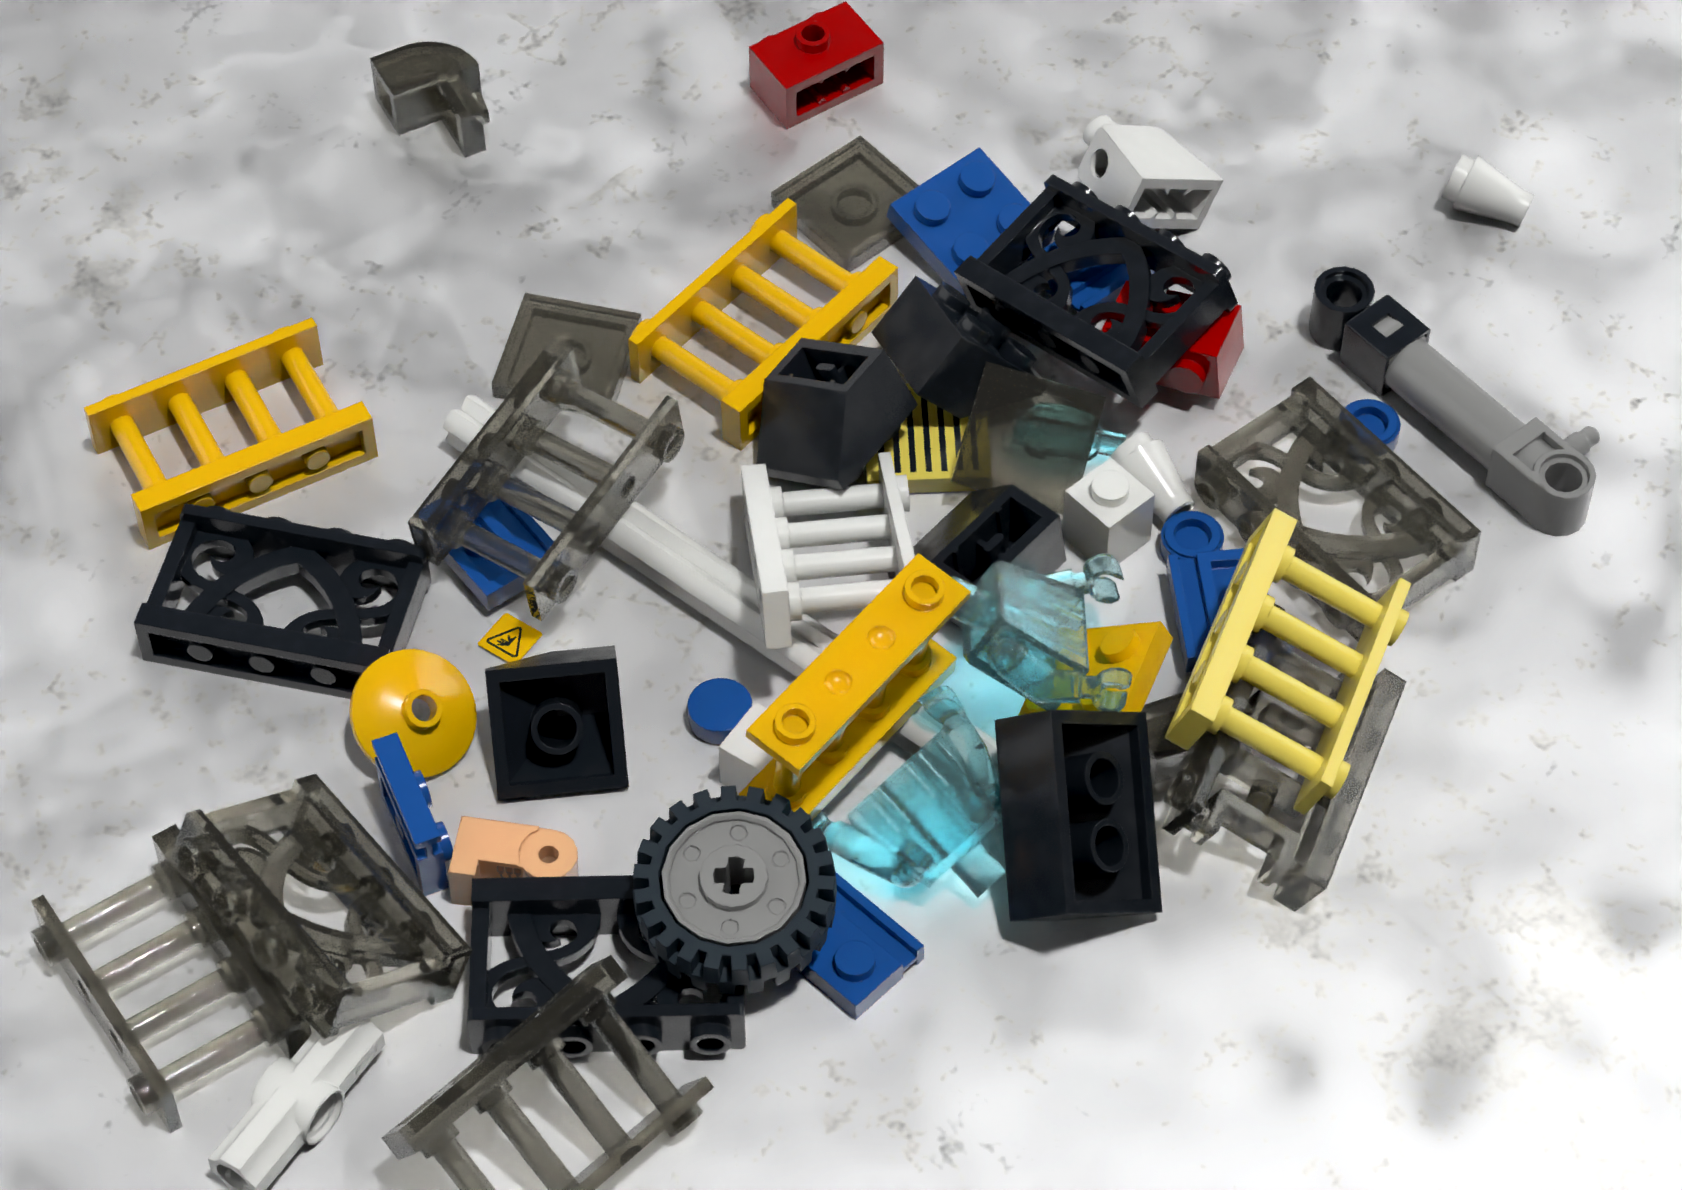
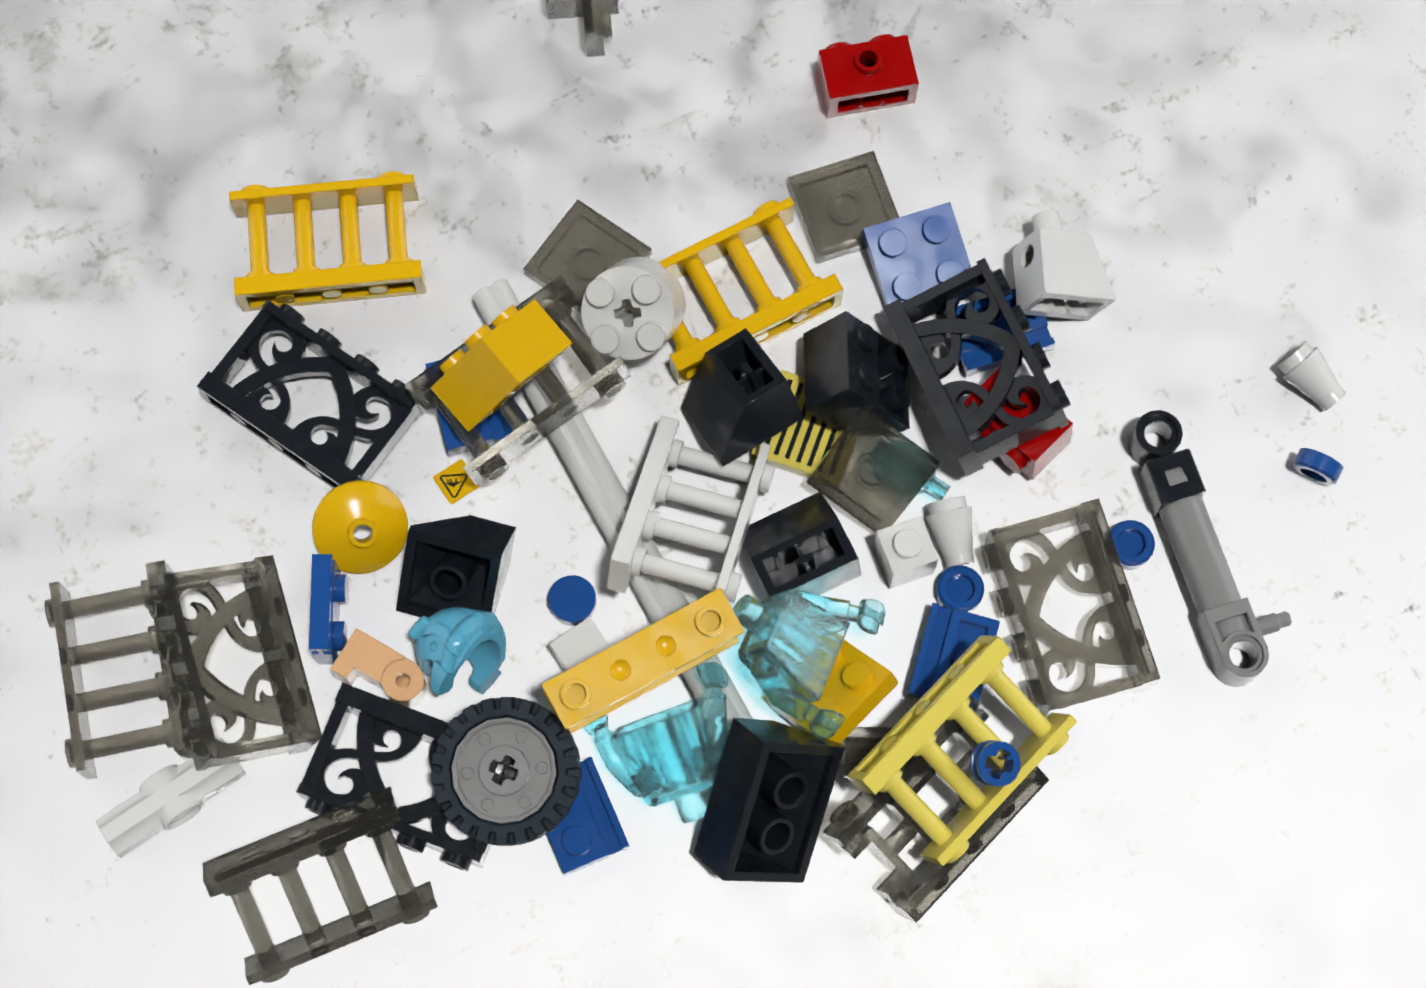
camera: 20 degrees right, 20 degrees up
(523, 437) = (499, 362): none -> yellow brick
(602, 784) = (456, 636): none -> medium azure helmet
(670, 324) = (614, 327): none -> white brick
(1349, 641) = (991, 748): none -> blue bush
(1543, 275) = (1317, 466): none -> blue tile

